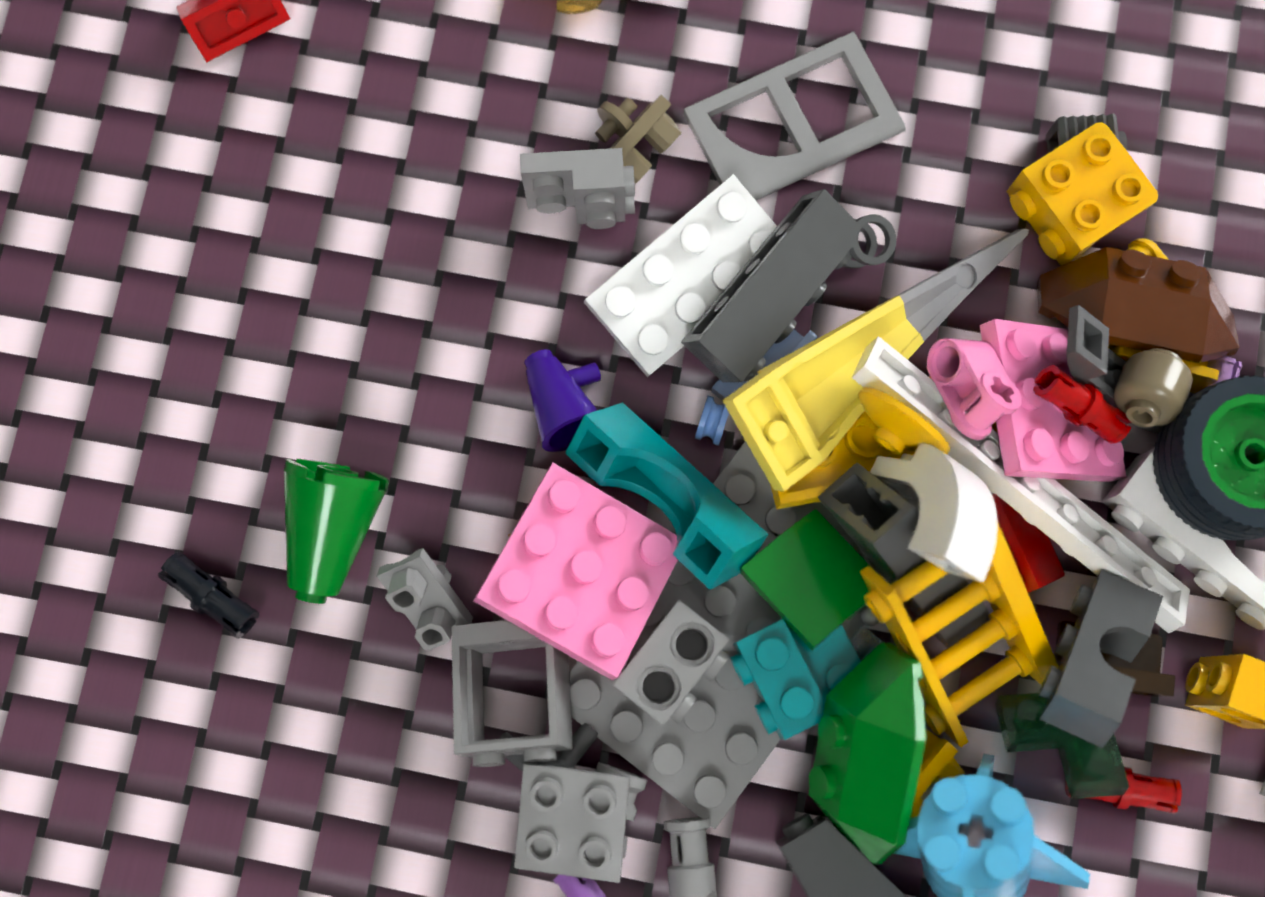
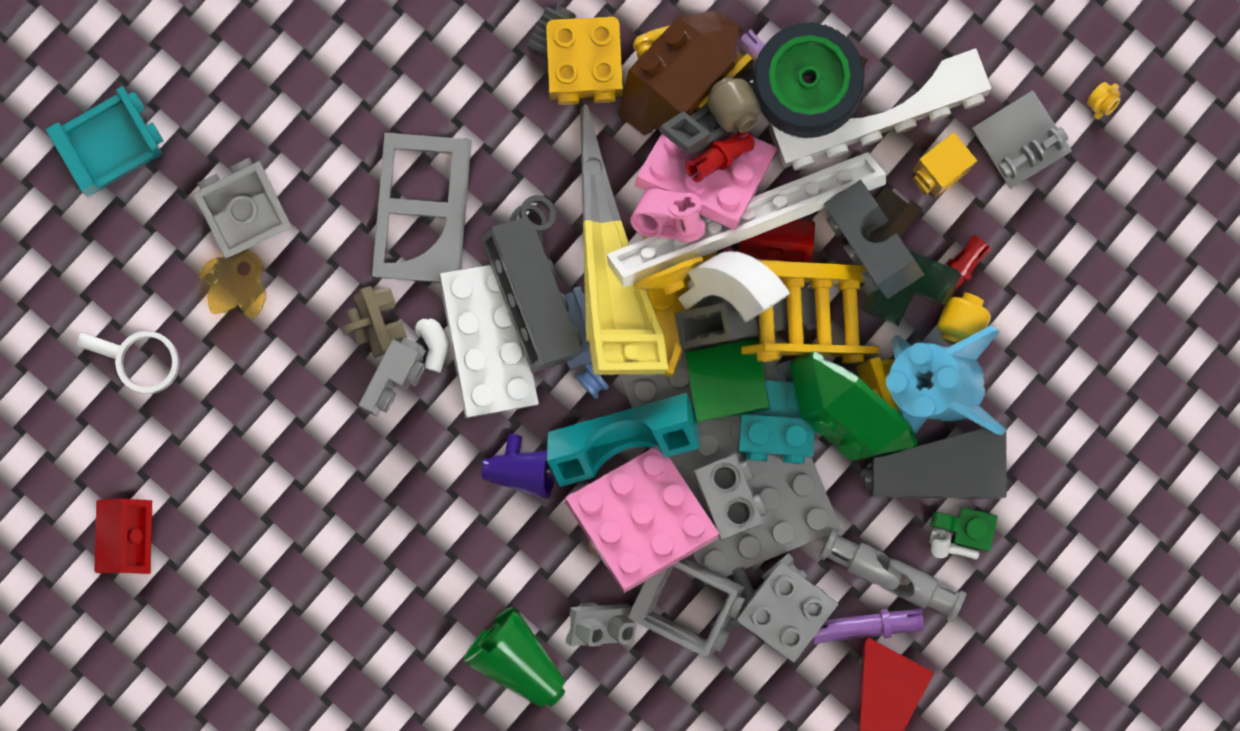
camera: 60 degrees left, 5 degrees up
(653, 220) = (437, 342): none -> white arm
(1072, 828) = (962, 318): none -> yellow head

